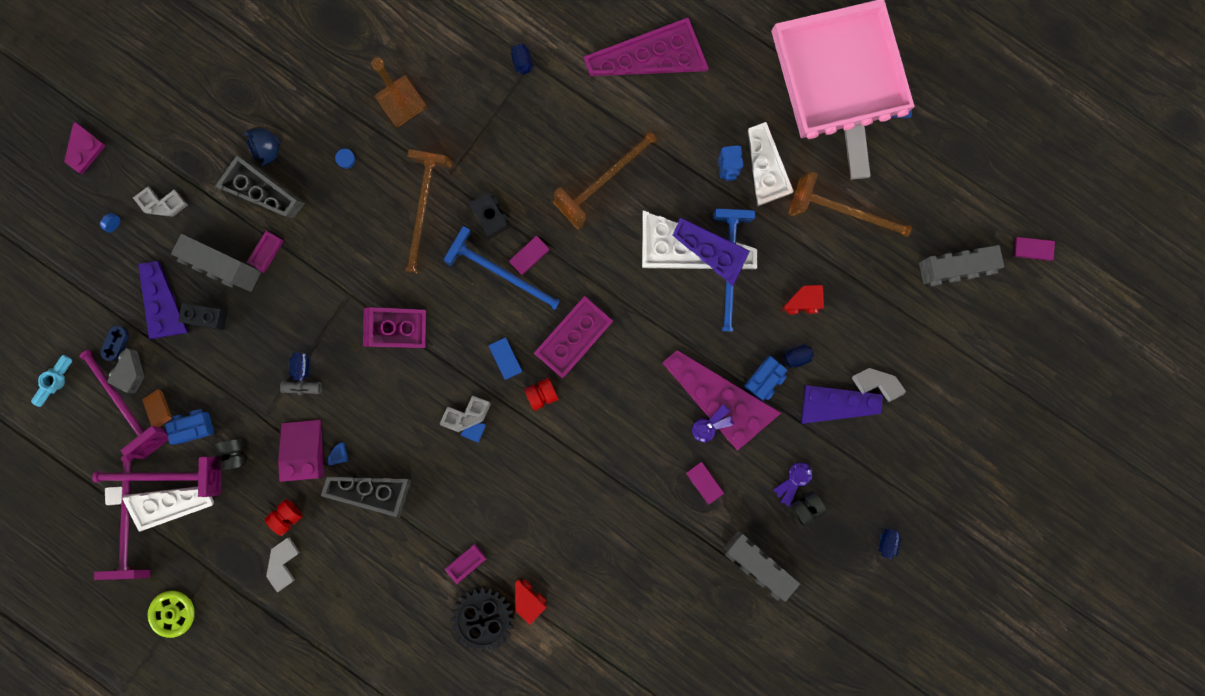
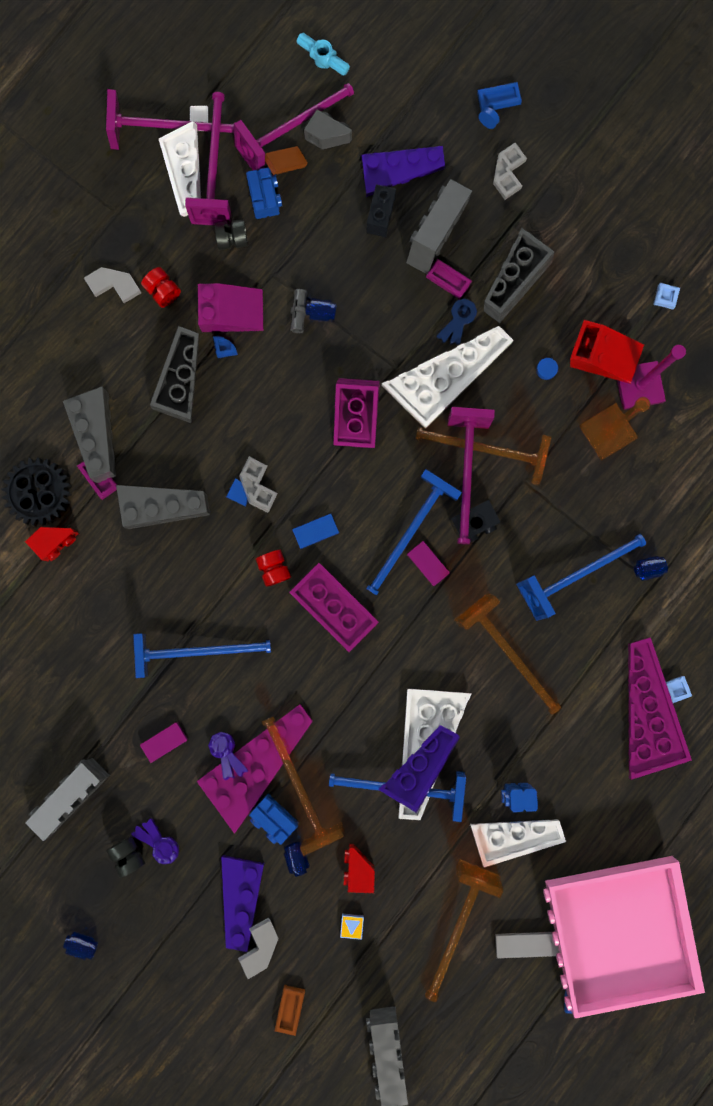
camera: 90 degrees right, 0 degrees up
(82, 149) = (571, 91): magenta wing -> none
(89, 214) = (499, 96): none -> blue tile
(114, 343) = (359, 119): dark blue beam -> none
(157, 605) = (80, 155): lime plate -> none
(262, 145) = (565, 280): dark blue cylinder -> none
(273, 55) = (666, 296): none -> light blue tile
(297, 236) = (463, 313): none -> dark blue piece
(328, 105) = (606, 352): none -> red slope
(353, 73) = (648, 380): none -> magenta tile
(361, 254) = (439, 381): none -> white wing
(395, 223) = (471, 419): none -> magenta tile
(420, 571) = (92, 429): none -> dark grey wedge
(490, 507) = (159, 505): none -> dark grey wedge
(553, 156) = (537, 598): none -> blue tile
(627, 31) = (678, 689): none -> light blue tile
(627, 504) = (143, 655): none -> blue tile
(777, 333) = (321, 836): none -> clear orange tile
(853, 304) = (352, 926): none -> tile
(930, 354) = (289, 1010): none -> dark orange tile

